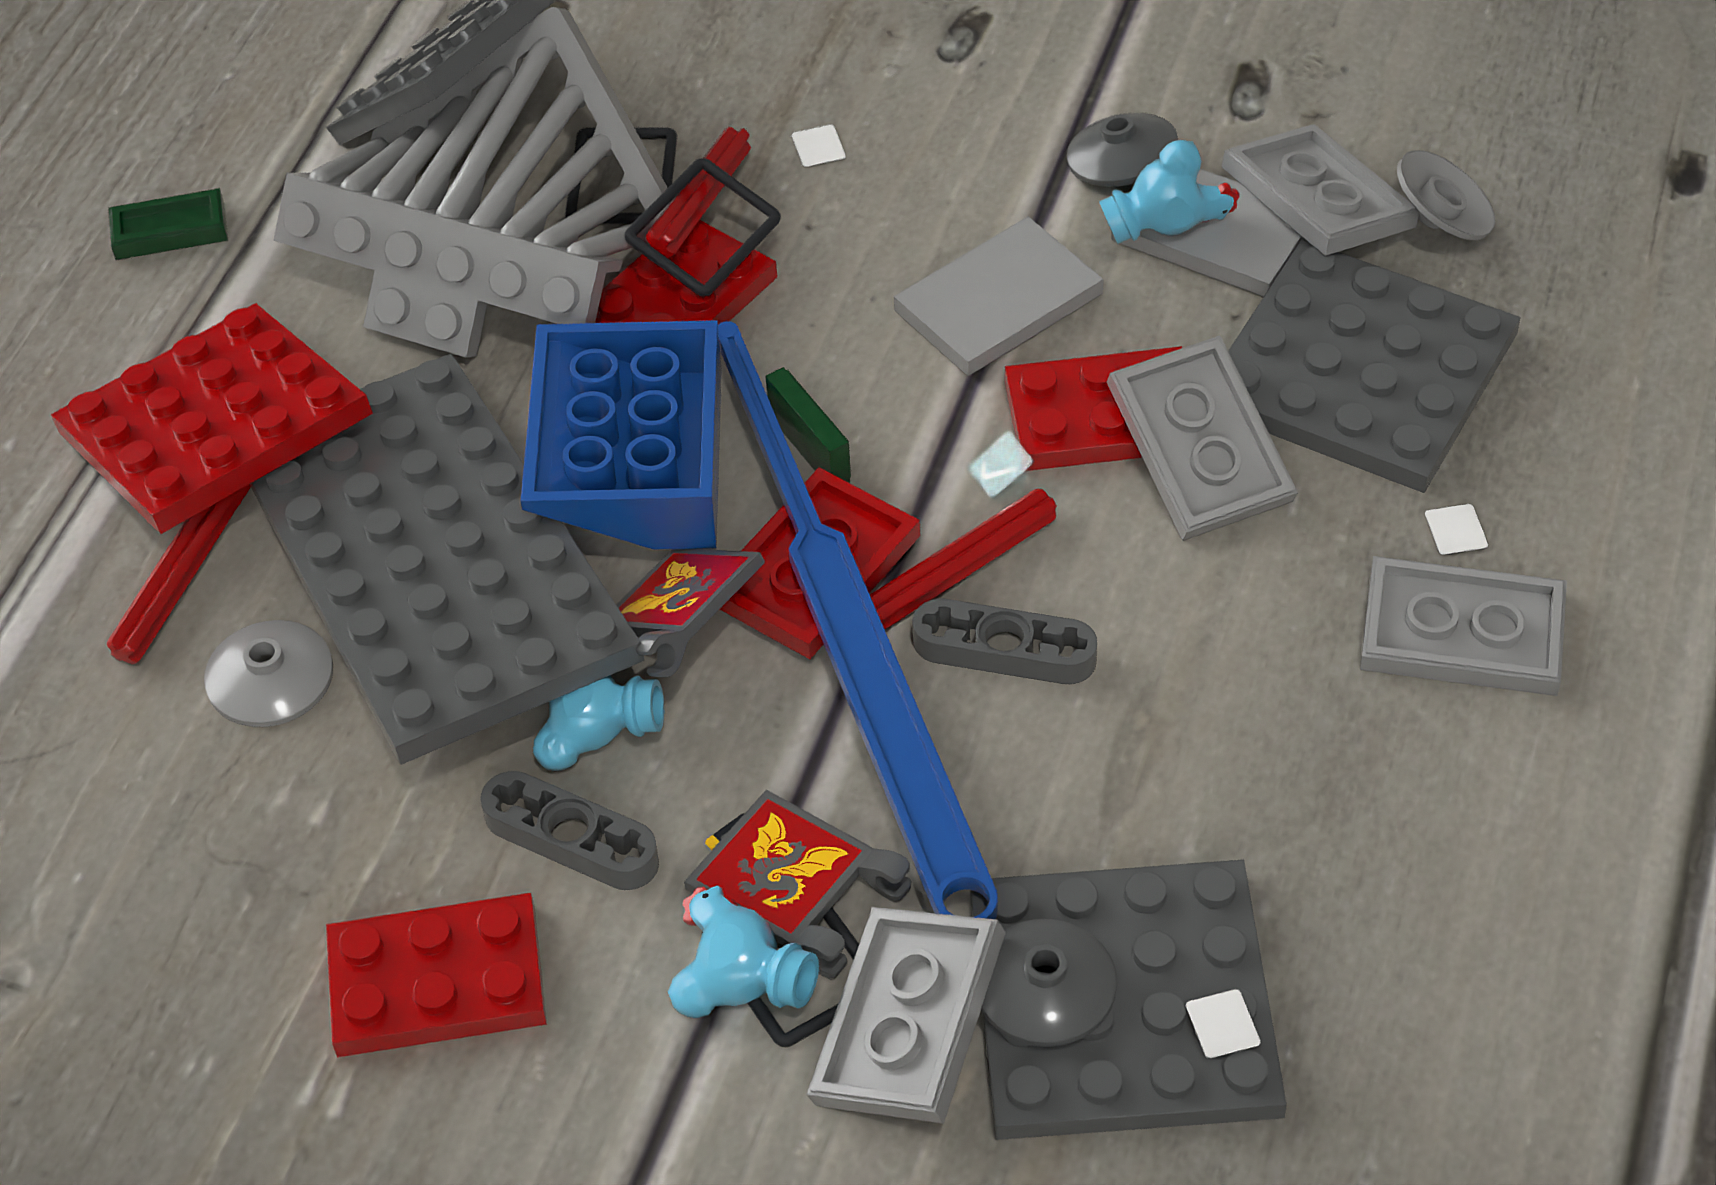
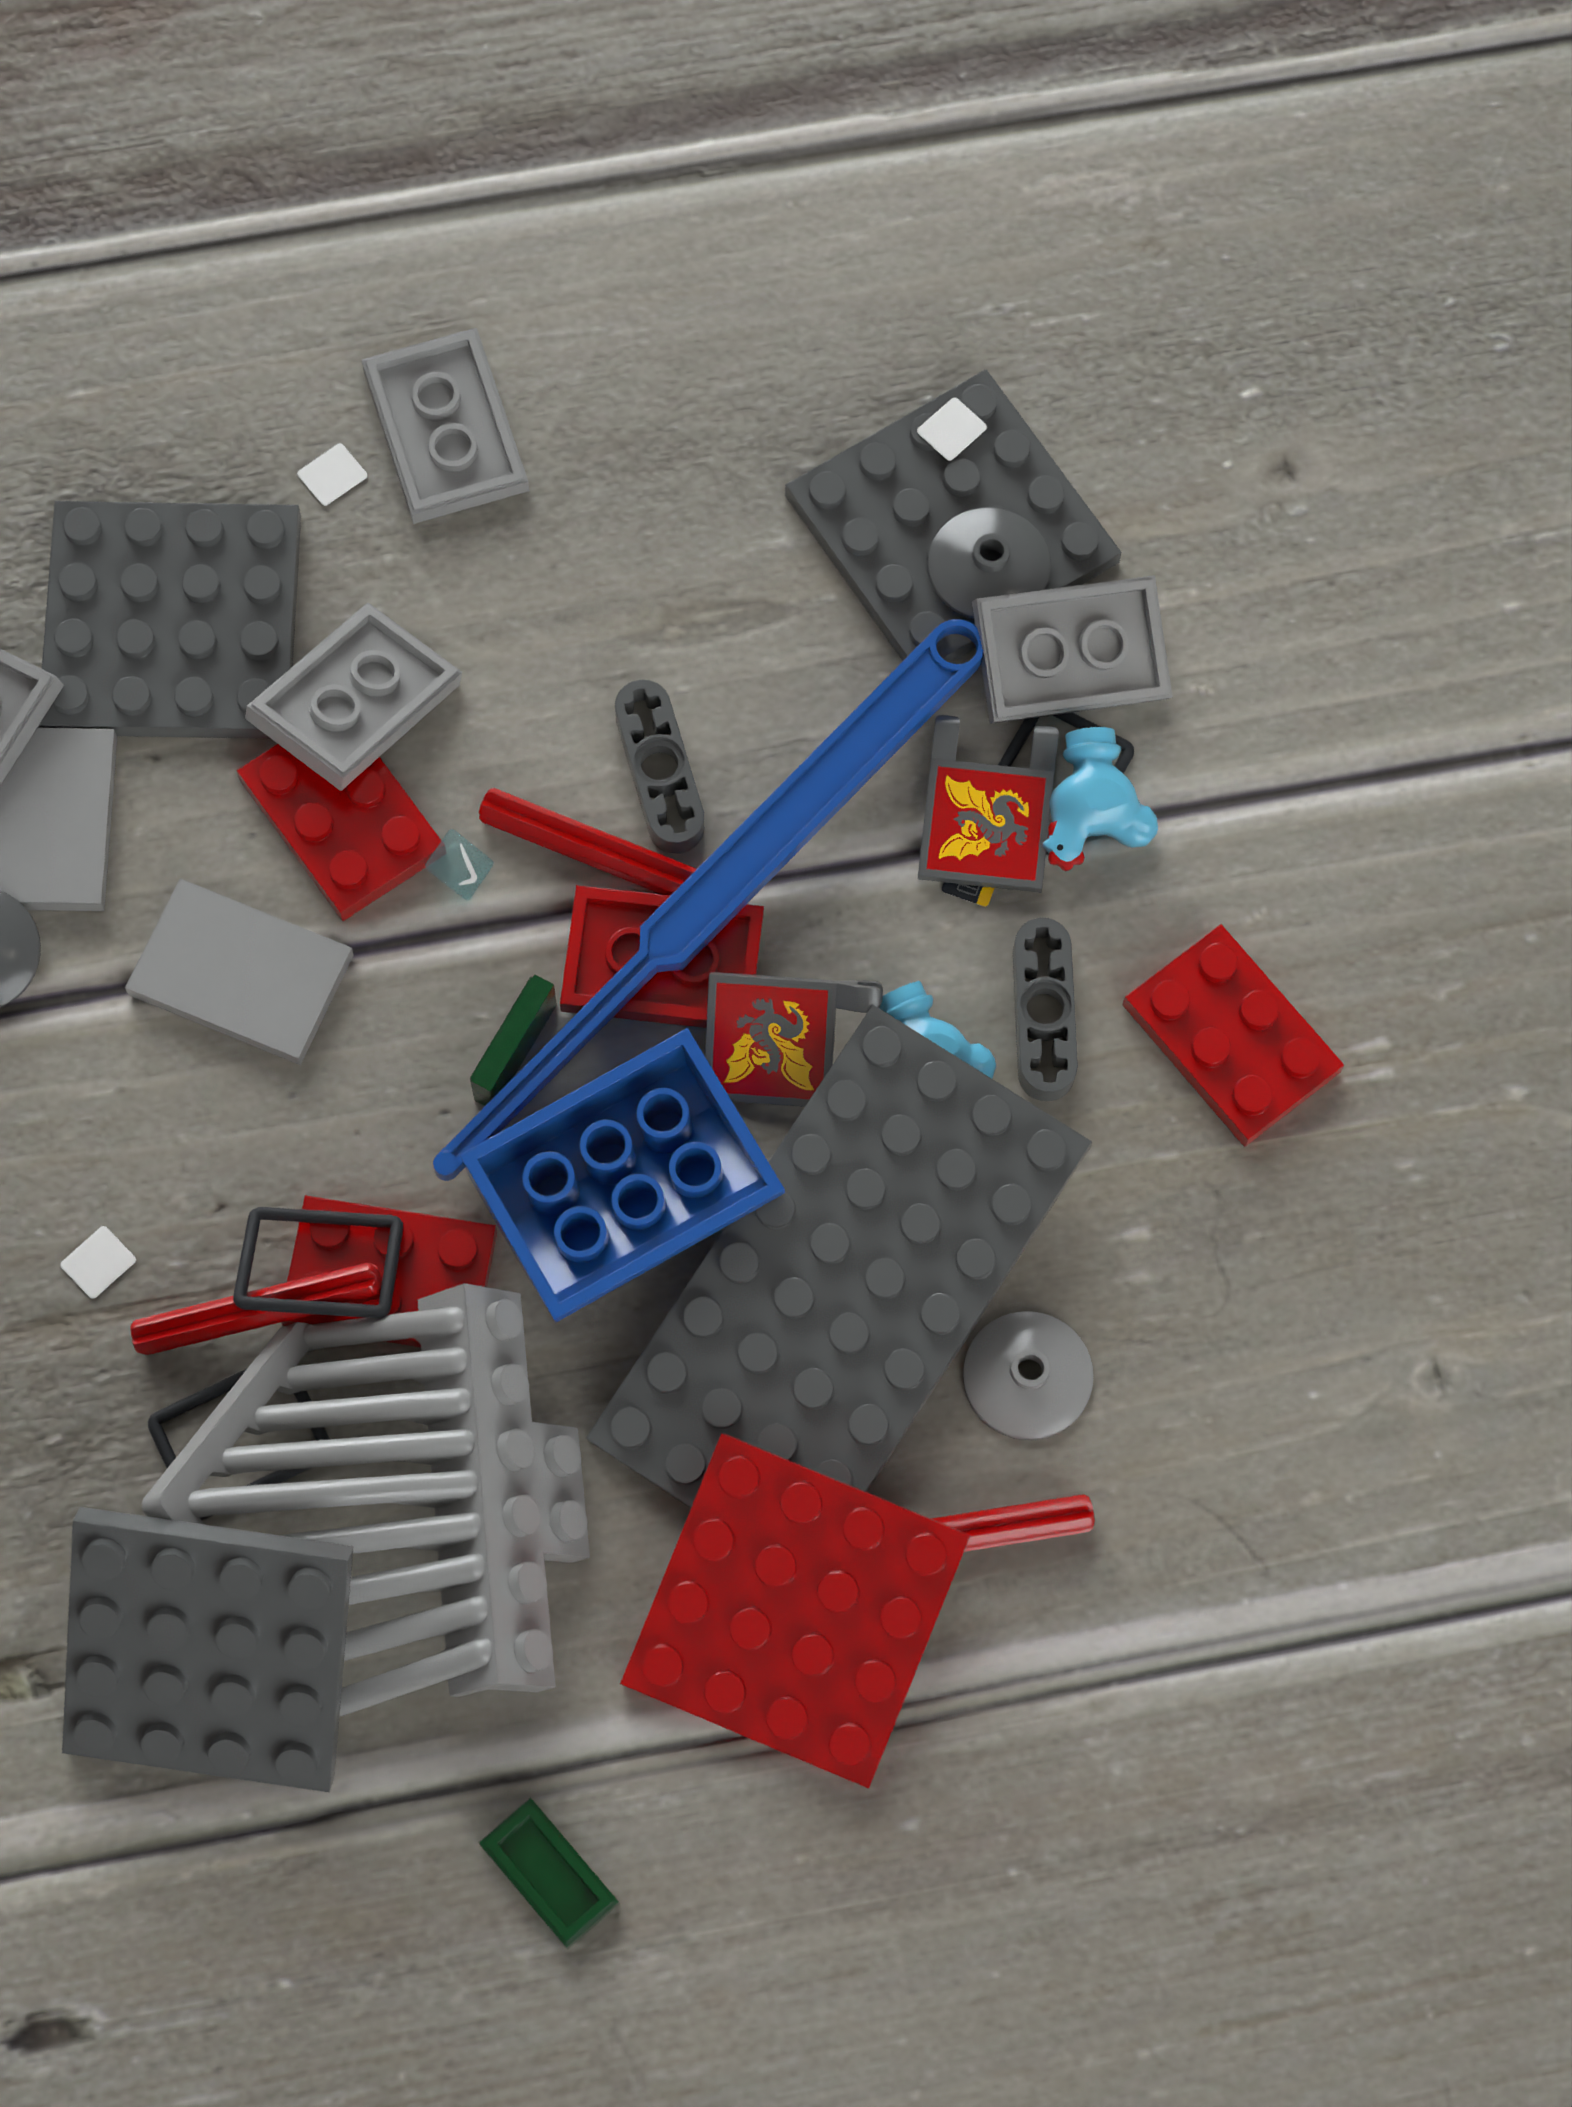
camera: 125 degrees left, 20 degrees up
(1168, 197) = (76, 845): medium azure animal -> none

